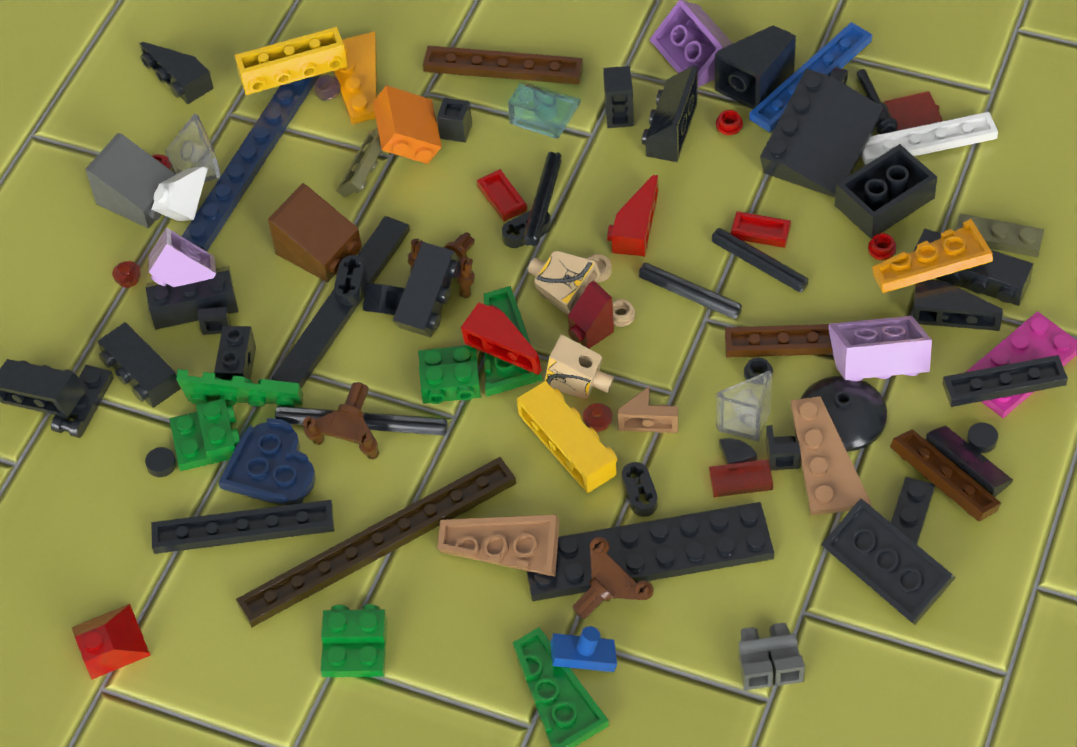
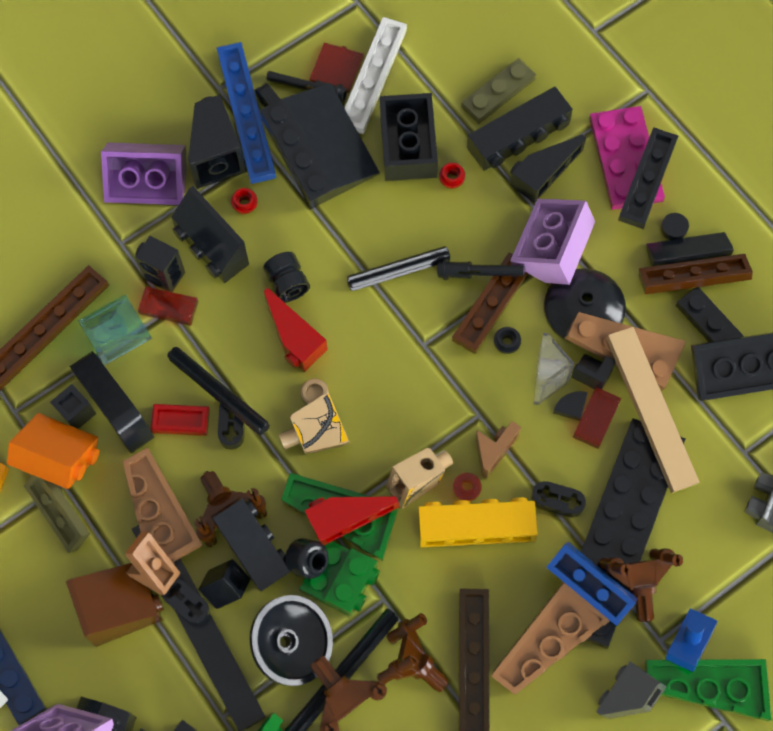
camera: 60 degrees left, 15 degrees up
(358, 229) = (151, 564): none -> medium nougat slope
(372, 343) = (306, 638): none -> black dish
(409, 220) = (158, 508): none -> medium nougat wing
(412, 452) = (412, 659): none -> reddish brown axle
(441, 342) = (306, 558): none -> black head
(474, 140) = (112, 401): none -> black beam
(498, 626) = (631, 694): none -> dark grey slope
(570, 537) = (592, 583): none -> blue brick
(591, 316) = (373, 430): dark red slope -> none
(593, 131) = (168, 306): none -> clear red tile
(623, 307) = (376, 396): tan plate -> none
(681, 185) = (285, 274): none -> black wheel
(690, 290) = (390, 338): black axle -> none
(761, 229) = (367, 248): red tile -> none
(773, 503) = (652, 410): none -> tan tile
(787, 292) = (467, 270): none -> black pin
(947, 255) = (509, 141): light orange wing -> none

